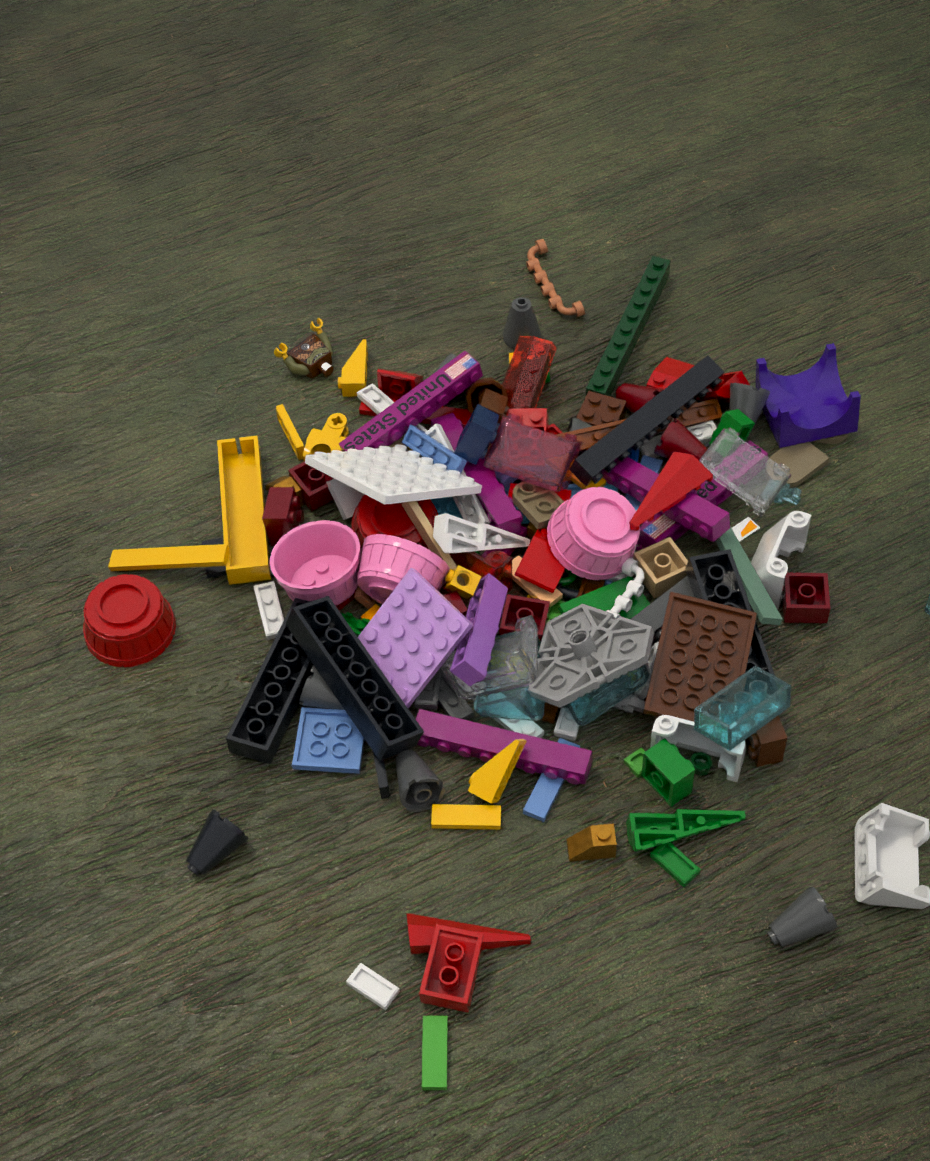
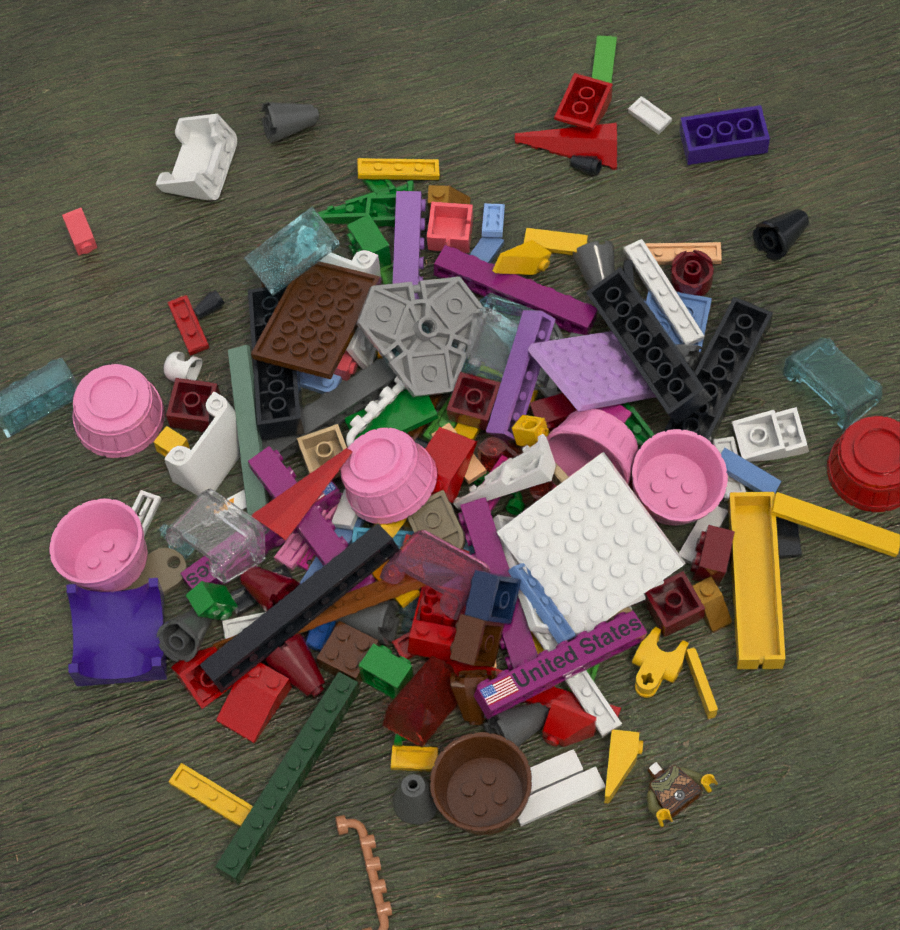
camera: 170 degrees left, 10 degrees up
(168, 690) = (834, 379): none -> clear light blue windscreen
(229, 638) = (770, 435): none -> white slope
(252, 599) = (748, 473): none -> medium blue tile
(282, 953) = (724, 135): none -> dark purple brick
(313, 784) = (692, 273): none -> dark red brick
(329, 819) = (666, 252): none -> light nougat tile
(343, 761) = (663, 293): none -> white tile
(405, 348) = (562, 795): none -> white tile
(419, 360) = (555, 770): none -> white tile
(440, 908) = (588, 164): none -> black cone
(467, 321) = (481, 783): none -> reddish brown piece
(538, 829) = (493, 220): none -> light blue plate
(562, 398) = (385, 671): none -> green brick
(582, 810) = (450, 226): none -> coral piece
(625, 770) = (408, 237): none -> medium lavender brick
(658, 878) = (398, 169): none -> yellow tile
(689, 319) = (210, 794): none -> yellow tile
(814, 562) = (168, 440): none -> yellow brick
(821, 525) = (157, 499): none -> white tile
(823, 705) = (209, 304): none -> black cone
(830, 630) = (177, 367): none -> white helmet
(840, 687) = (188, 325): none -> red tile
(846, 450) = (99, 546): none -> bright pink piece
(881, 588) = (117, 411): none -> bright pink piece

